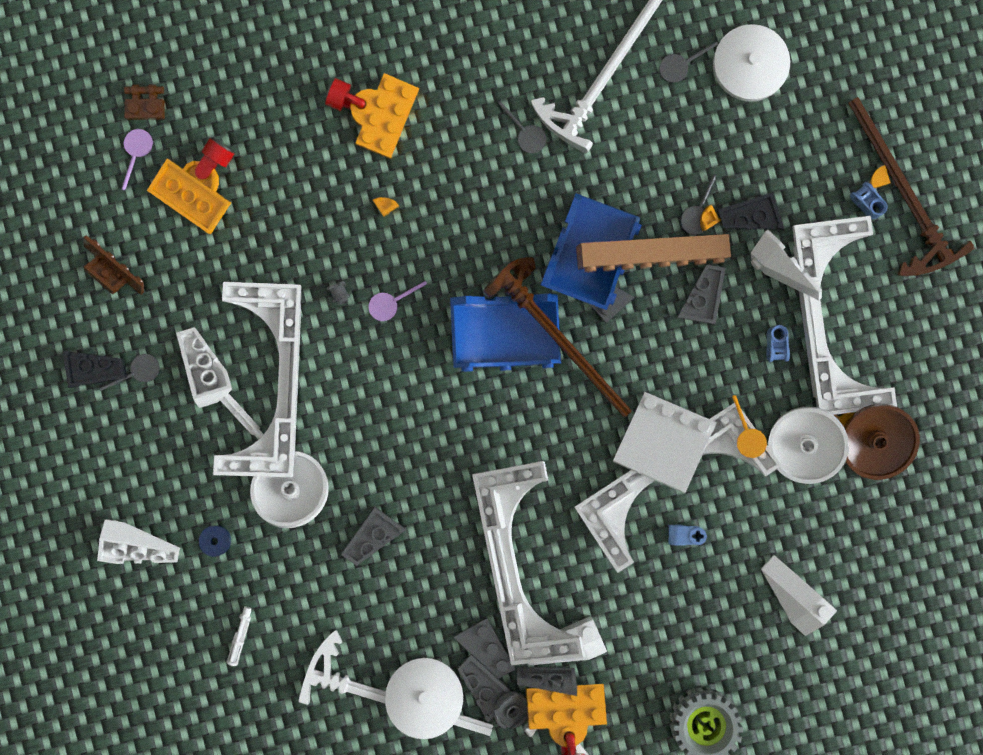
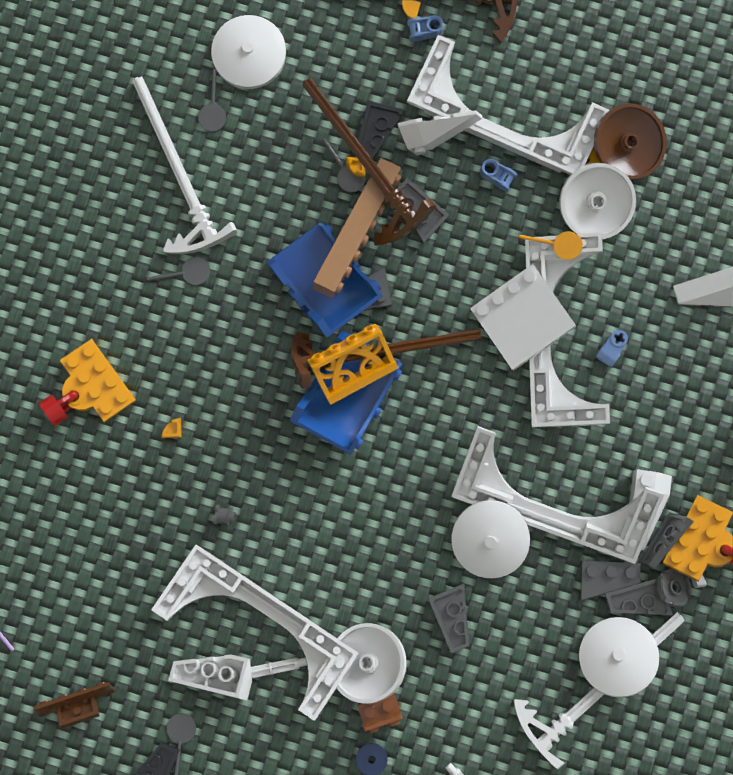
camera: 65 degrees left, 5 degrees down
(194, 187) = (52, 585): light orange plate -> none
(253, 527) = (380, 714): none -> dark orange bracket
(384, 306) = (259, 484): lavender piece -> none
(457, 529) = (490, 539): none -> white dish
(548, 313) = (339, 351): none -> light orange fence
(692, 283) = (403, 211): none -> reddish brown piece

